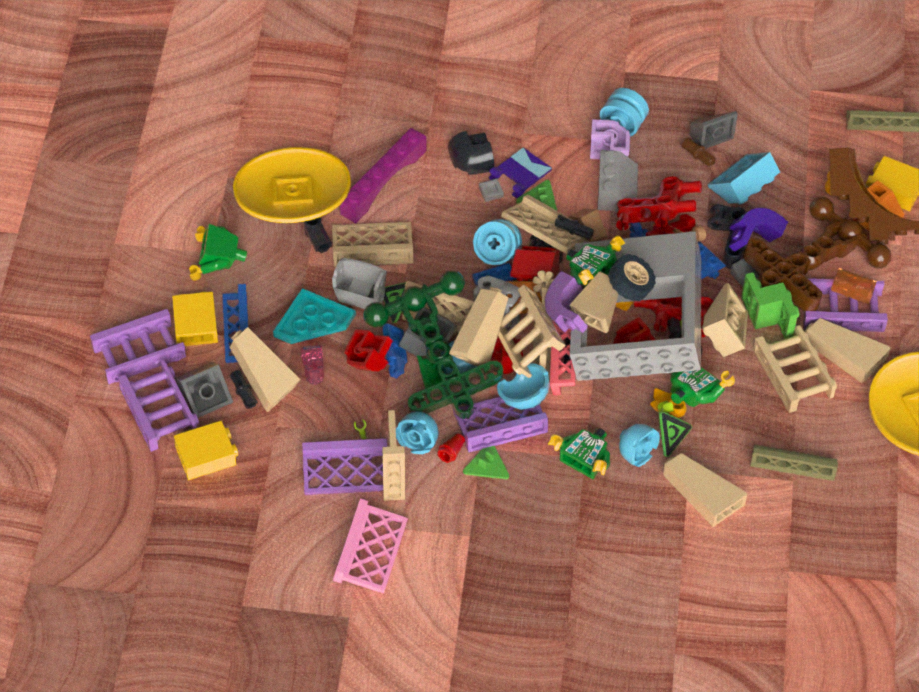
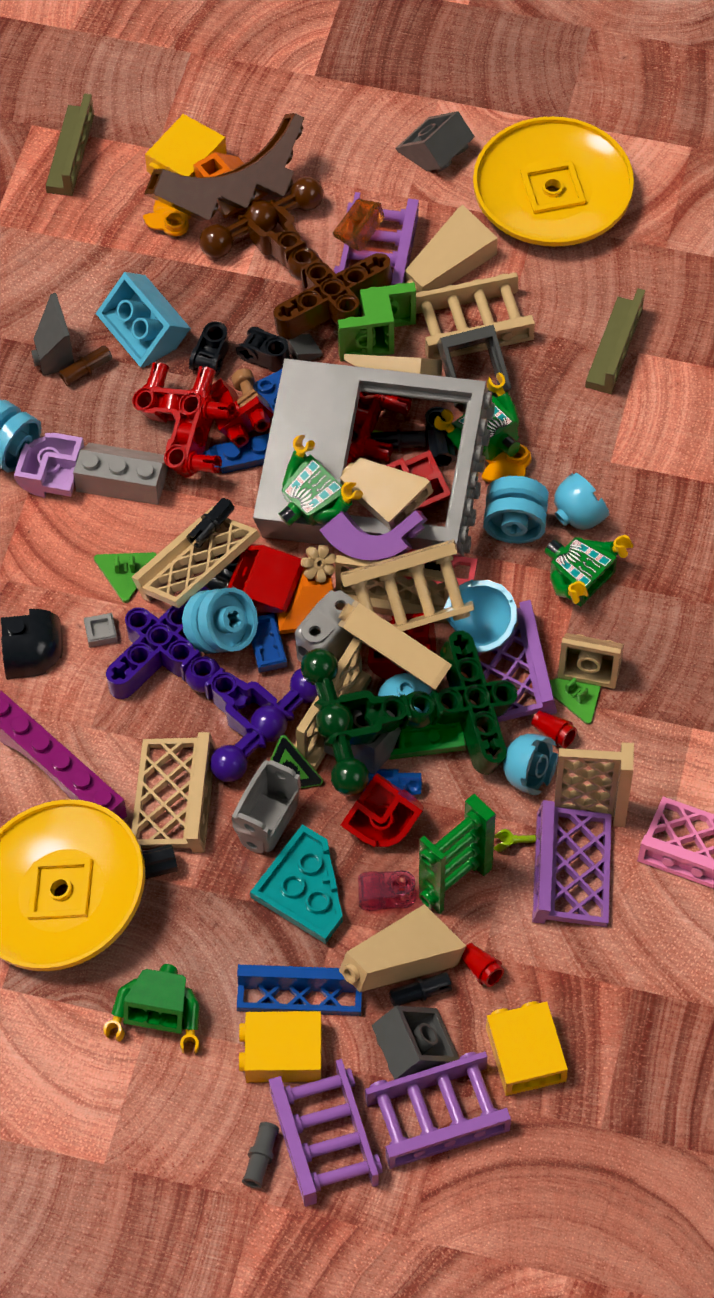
camera: 80 degrees left, 5 degrees up
(120, 317) = (260, 1155): none -> dark grey pin
(263, 422) = (482, 965): none -> red cone
(341, 379) = (458, 852): none -> green fence
(469, 213) = (267, 722): none -> dark purple piece
(509, 460) = (590, 660): none -> tan slope
(523, 169) = (71, 583): dark purple flag -> none
(591, 219) = (182, 513): medium nougat slope -> none
(619, 403) = (516, 509): none -> medium azure wheel
(632, 277) = (362, 437): black wheel -> none
(665, 407) = (526, 468): lime hand -> none
(672, 432) = (556, 464): piece -> none
(704, 489) = (651, 445): tan slope -> none
(735, 354) = (471, 338): none -> dark grey window
(759, 220) = (244, 320): dark purple arch -> none

